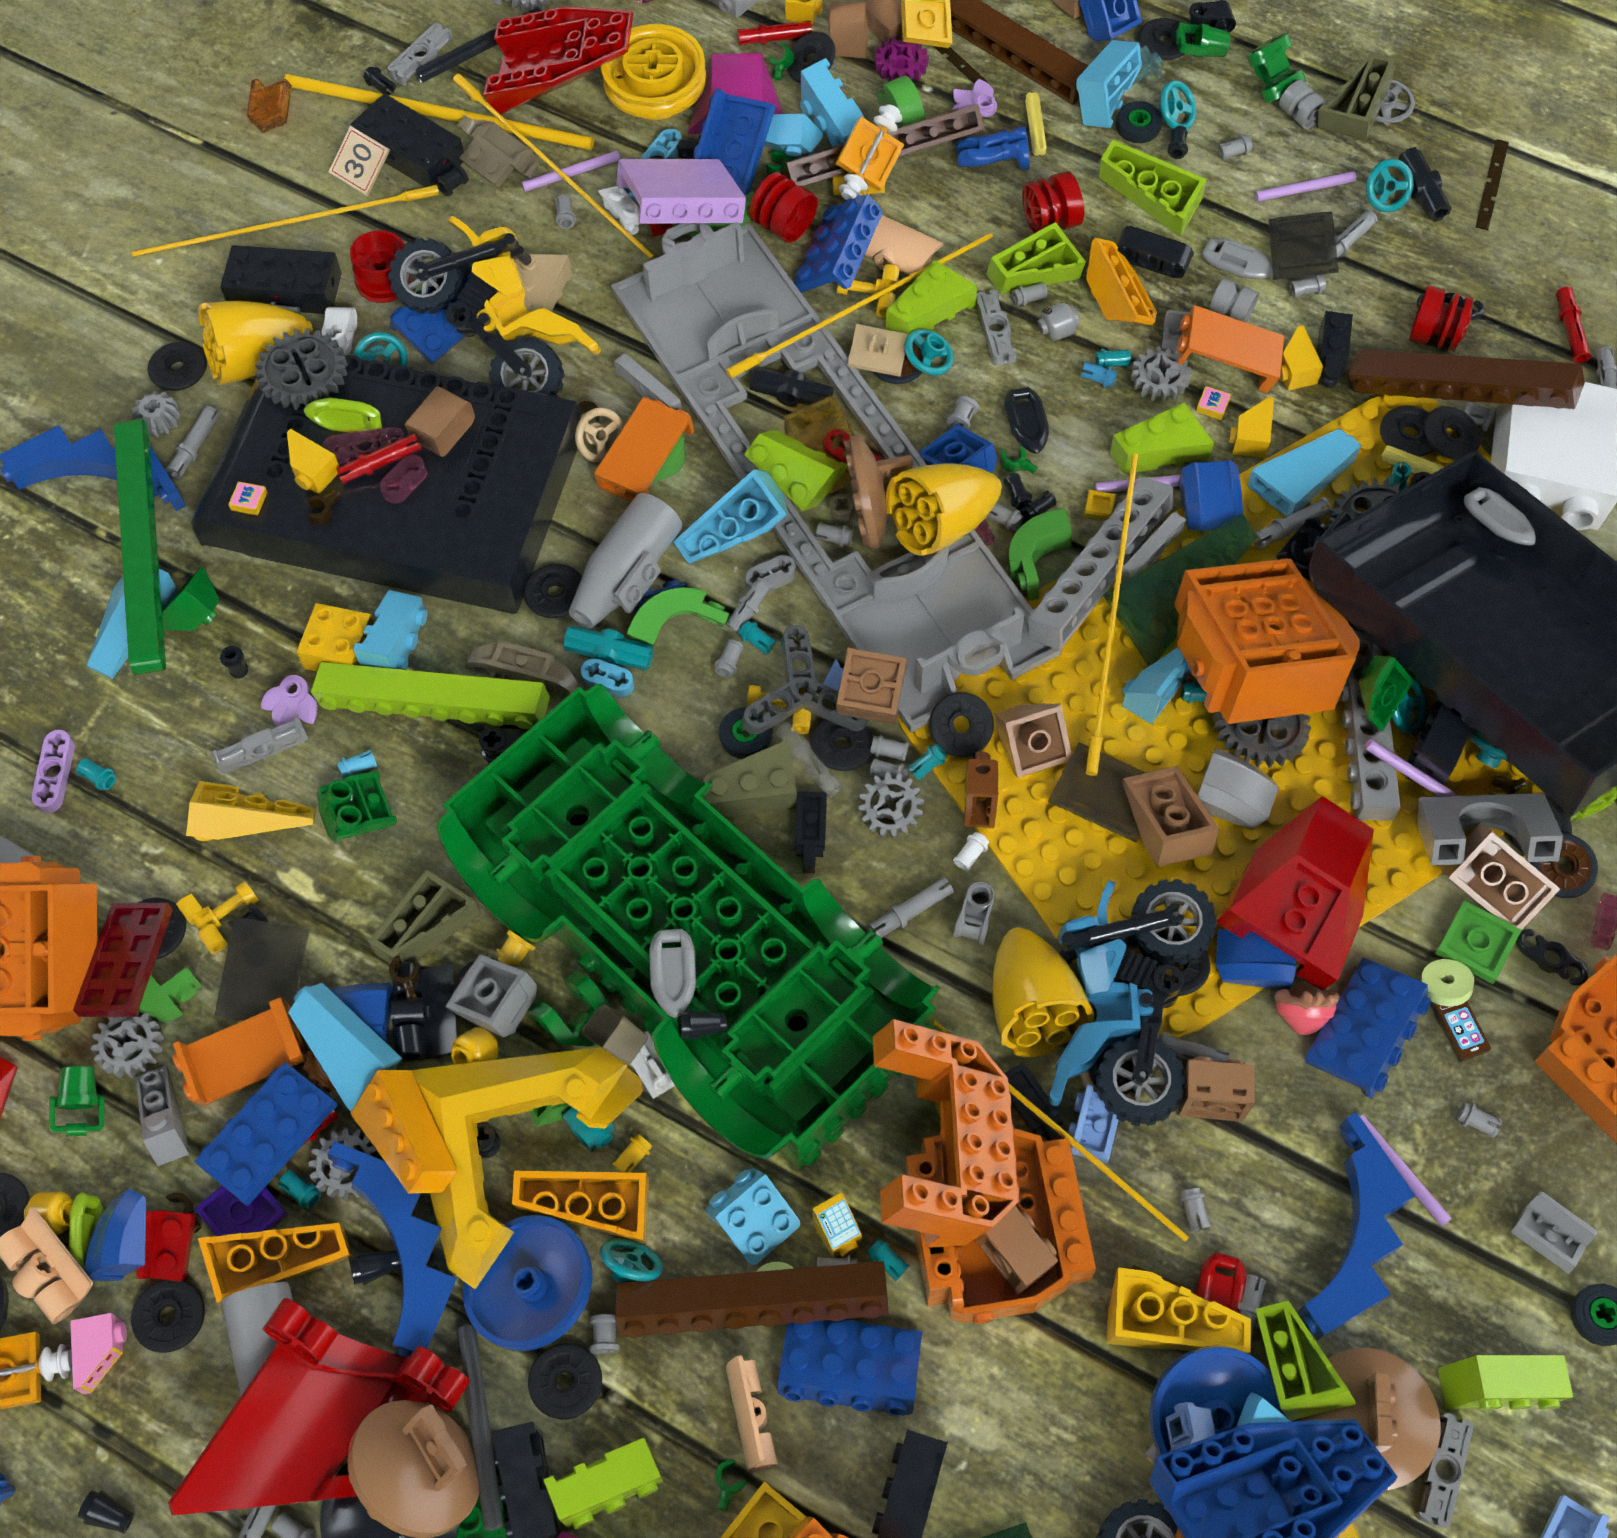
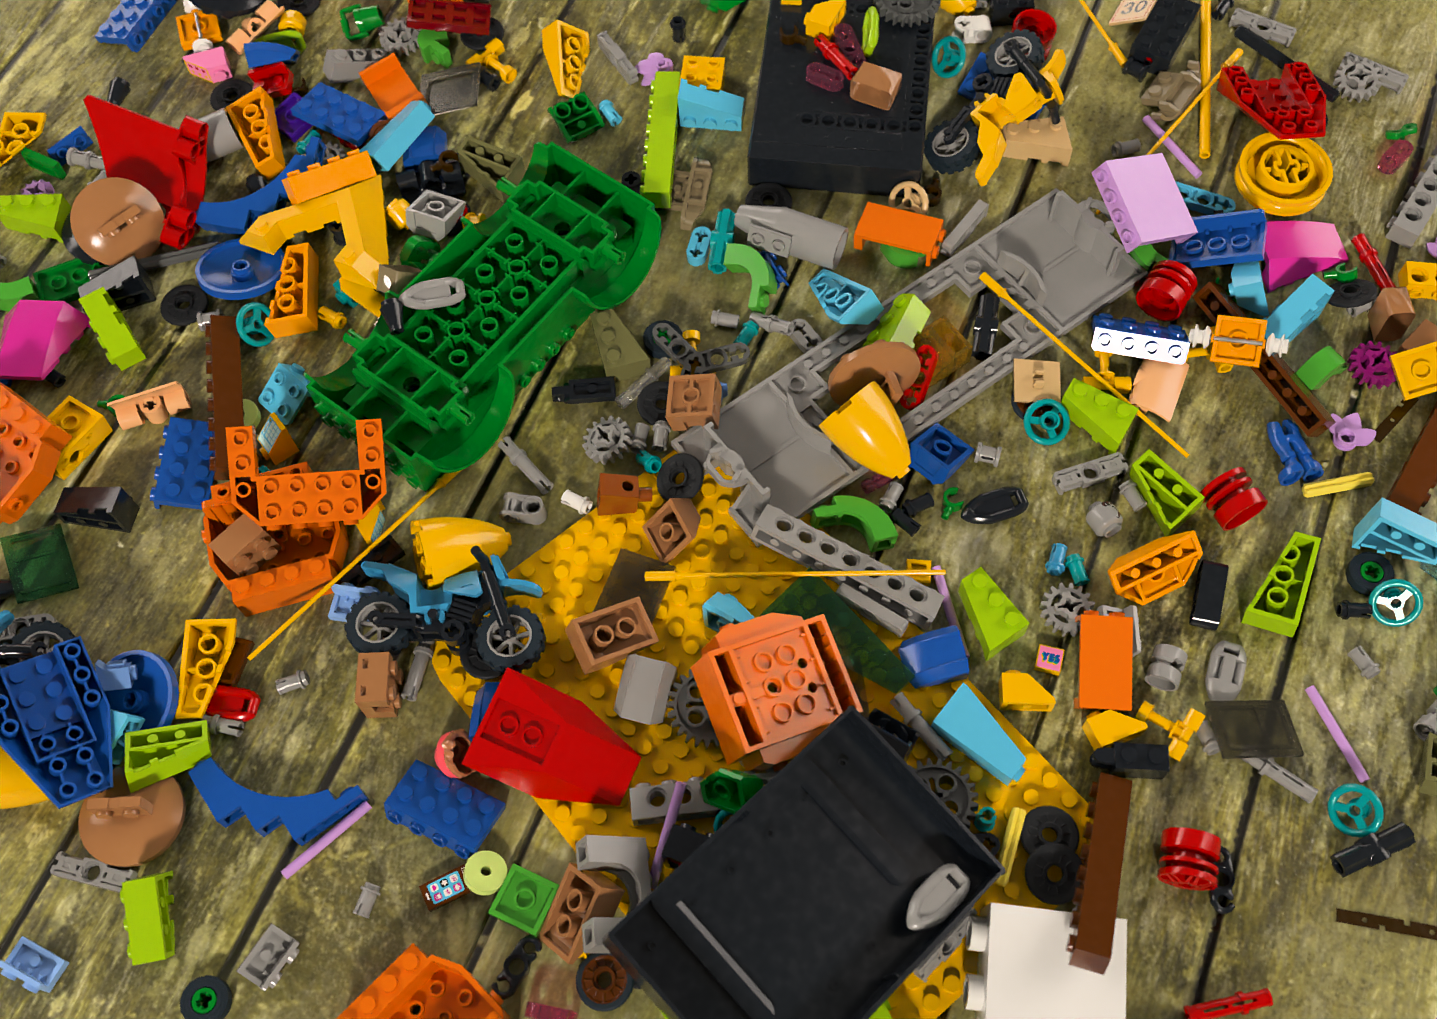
camera: 85 degrees right, 0 degrees up
(1302, 305) = (1179, 732): none -> yellow bar

